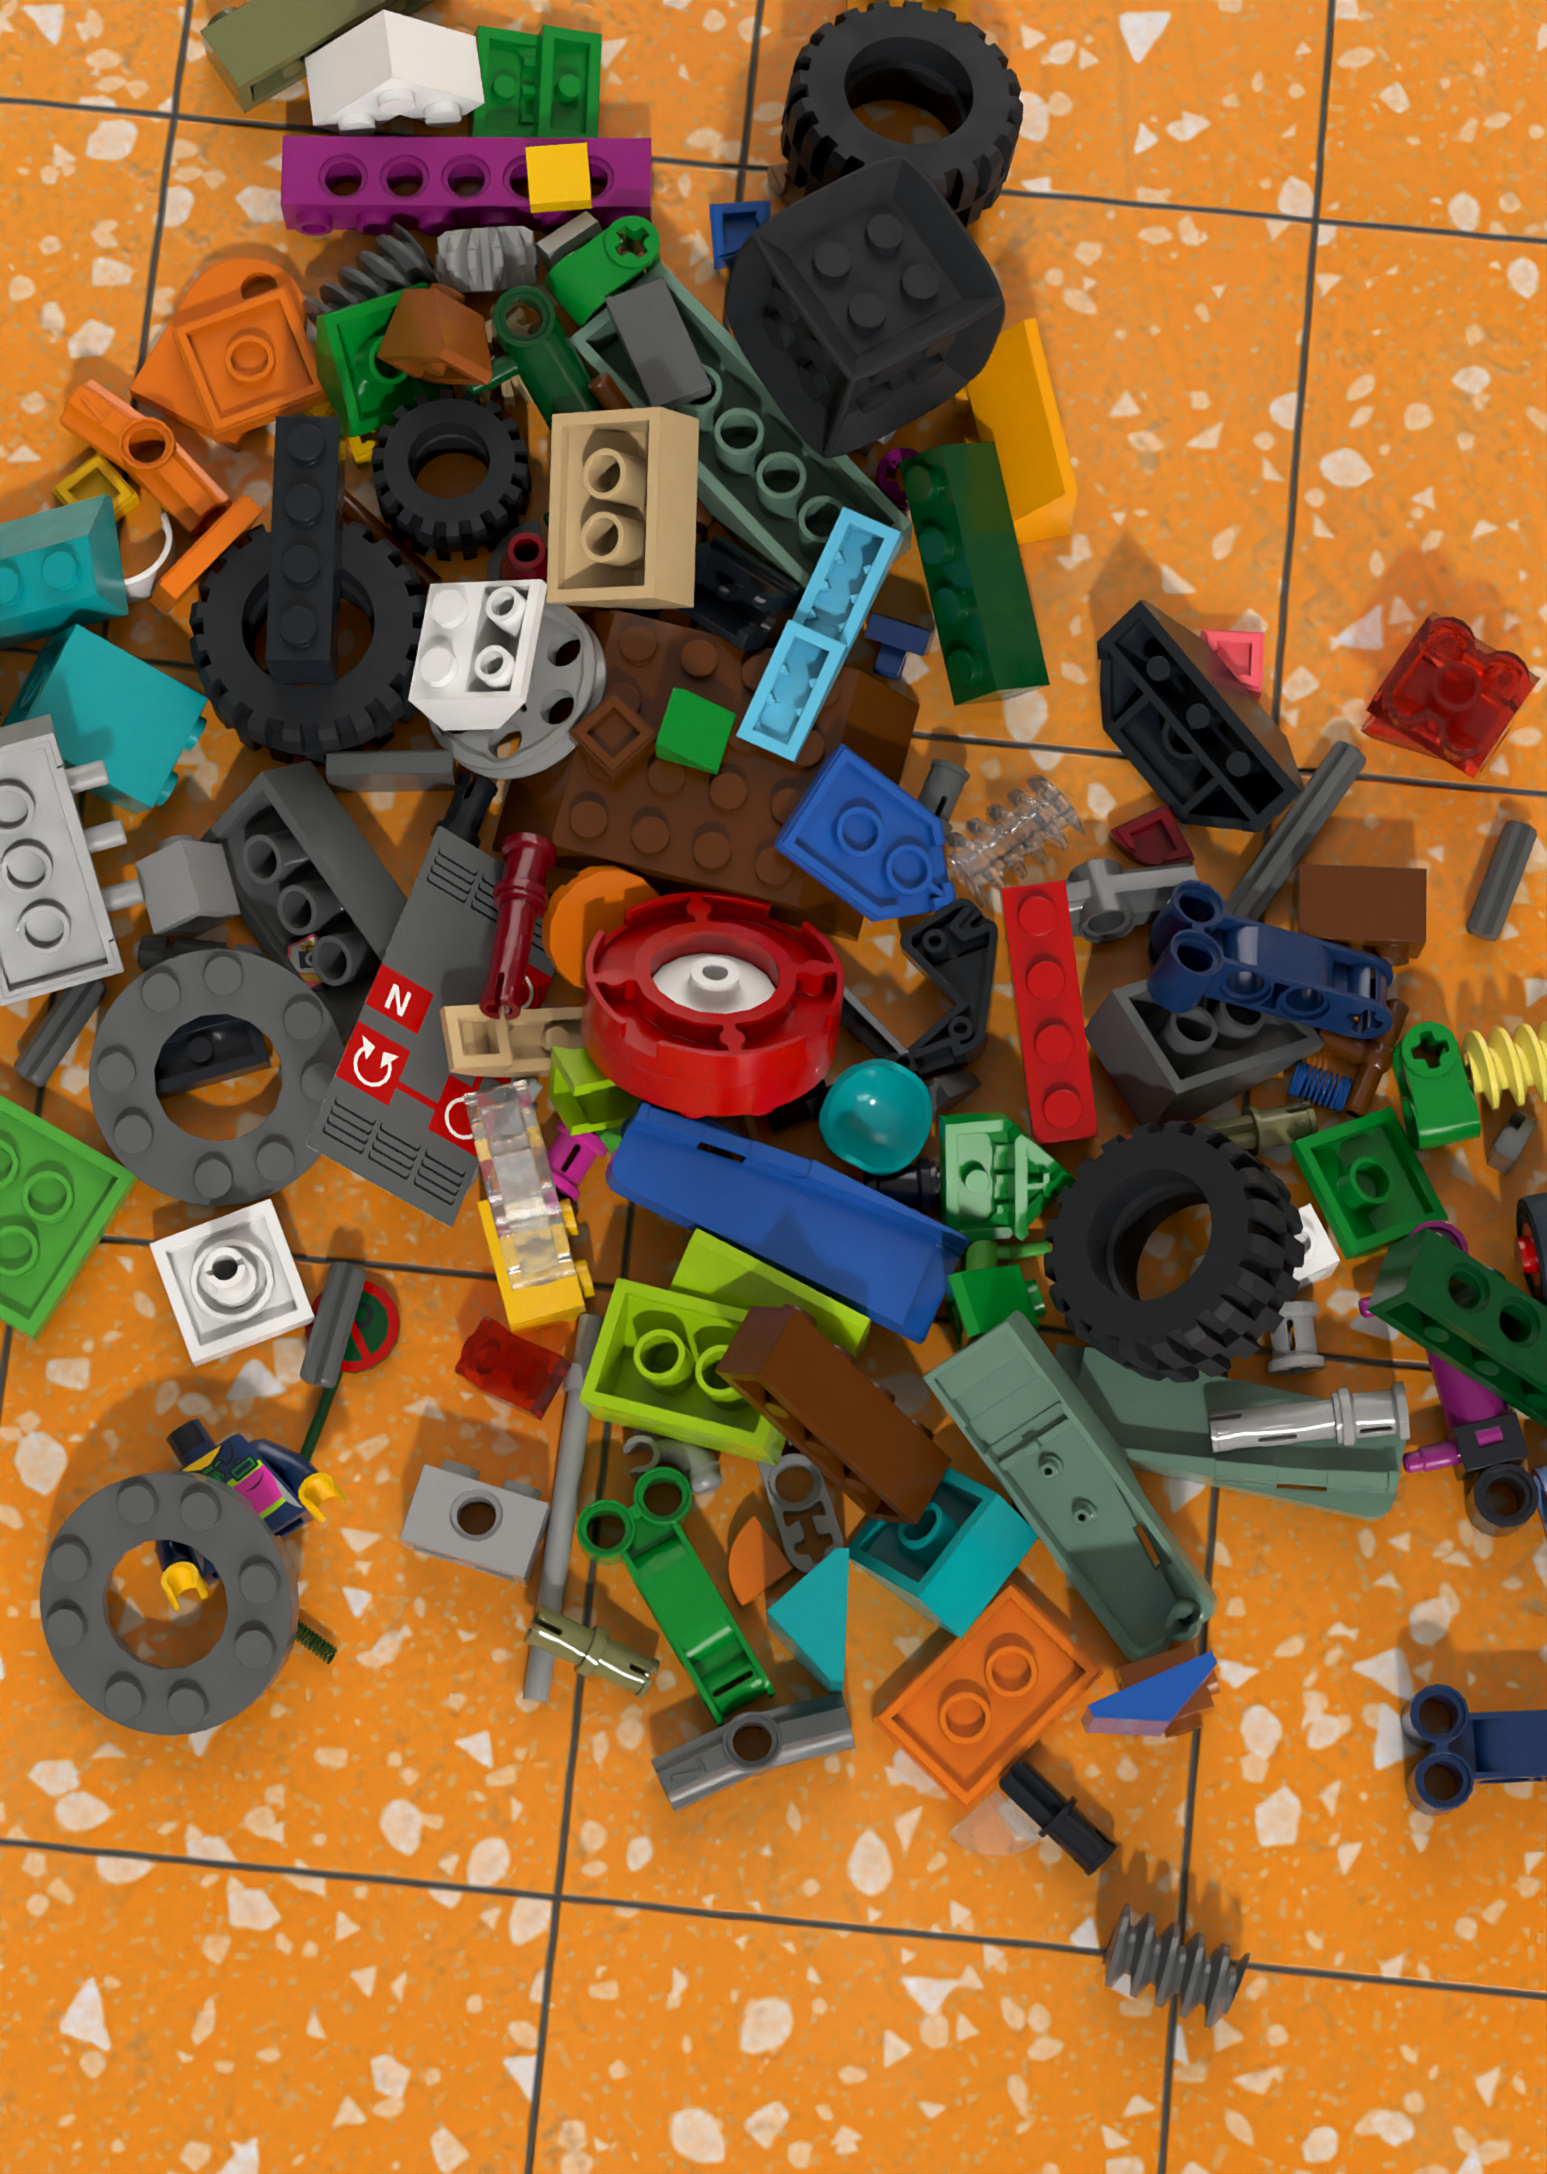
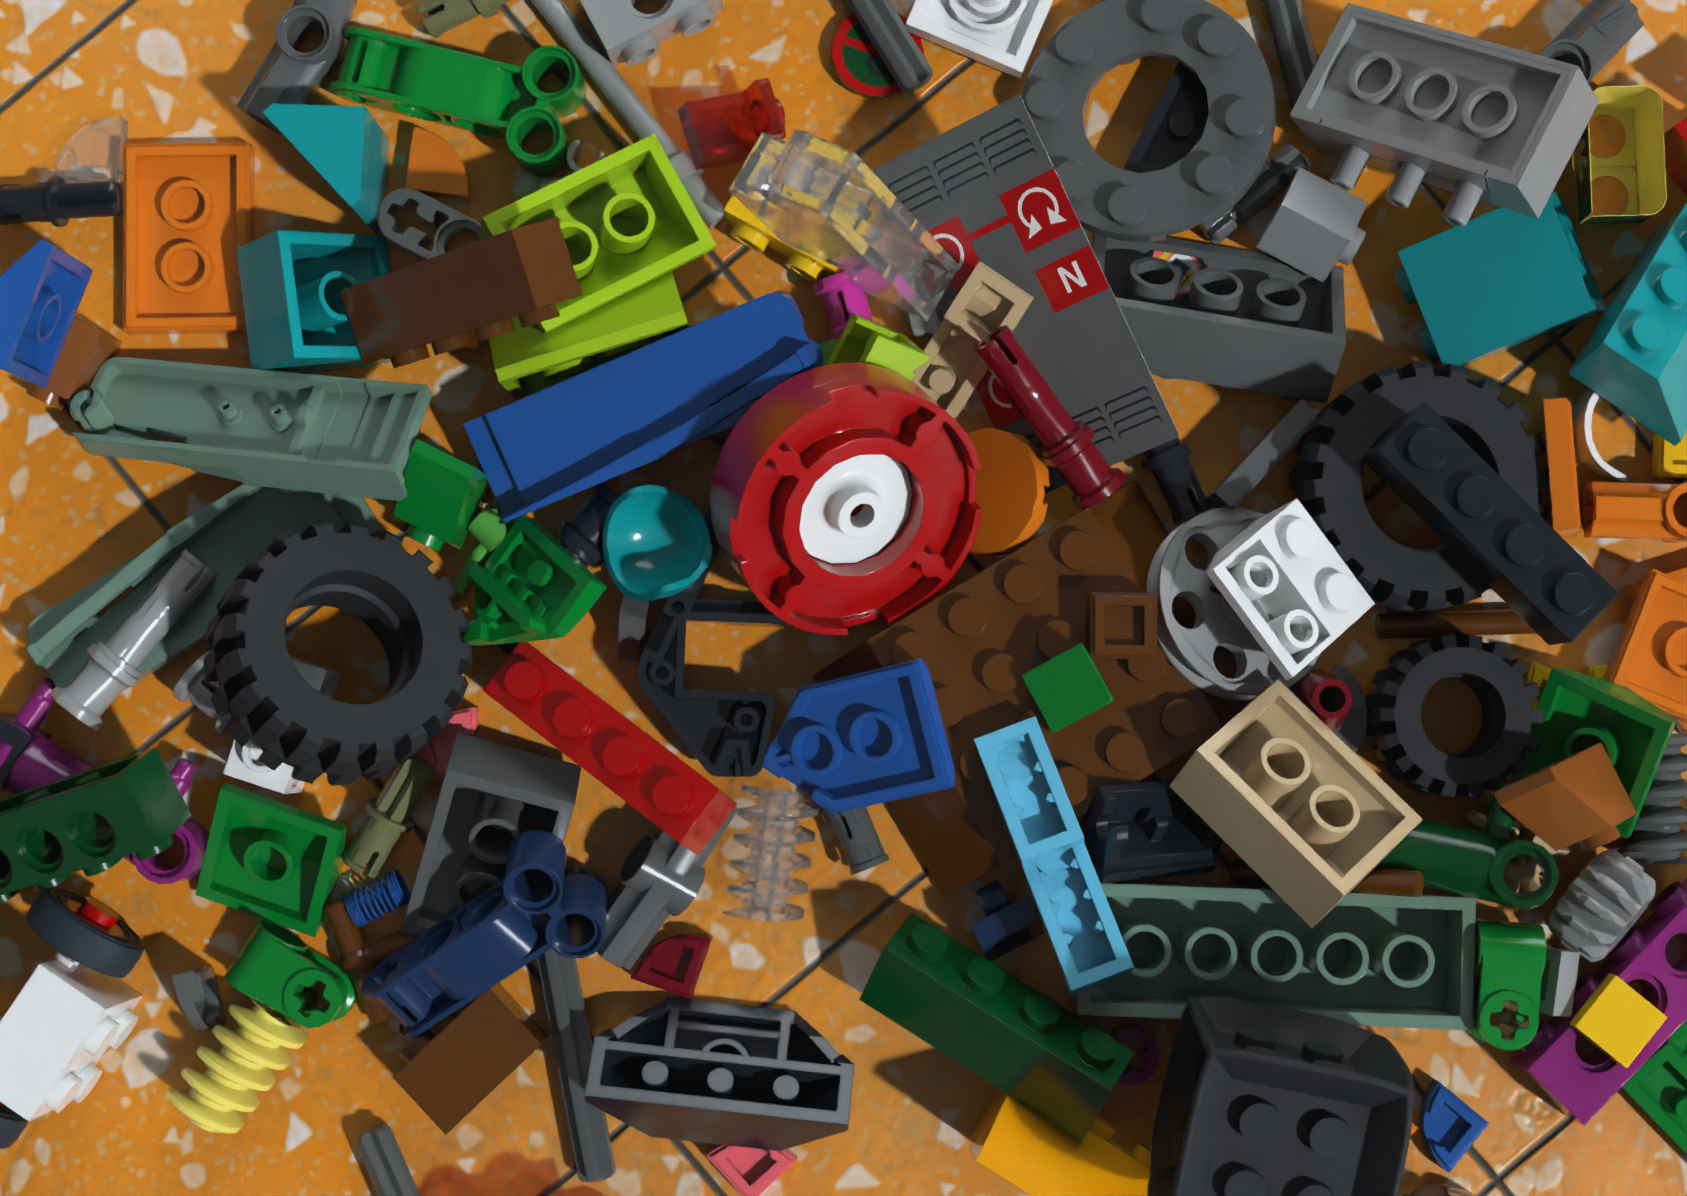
camera: 135 degrees right, 10 degrees up
(658, 345) = (1403, 958): dark grey tile -> none

